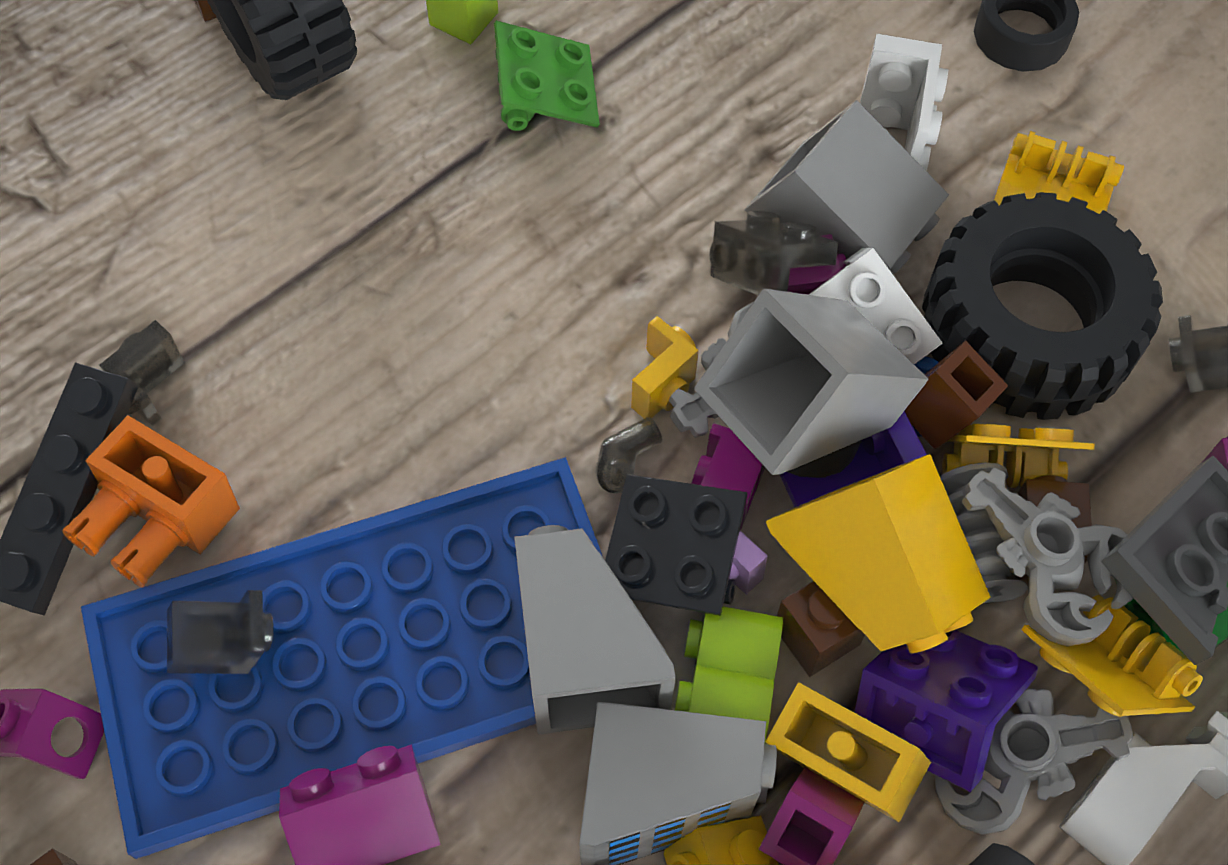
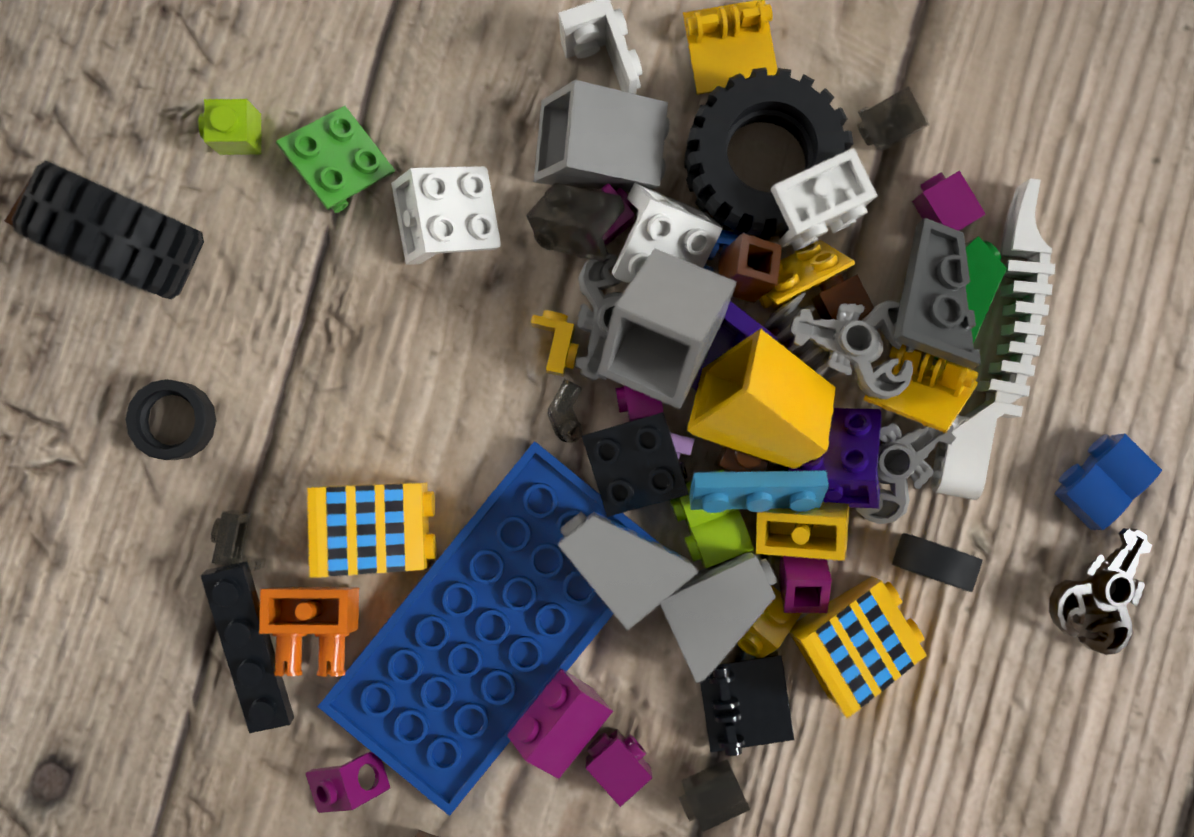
camera: 30 degrees left, 25 degrees up
(169, 184) = (139, 412): none -> black tyre
(217, 635) = (414, 681): clear smoke bracket -> none
(300, 432) = (369, 529): none -> slope
(628, 178) = (445, 211): none -> white bracket
(816, 652) = (758, 490): none -> dark azure plate
(1085, 367) = (822, 198): none -> white bracket

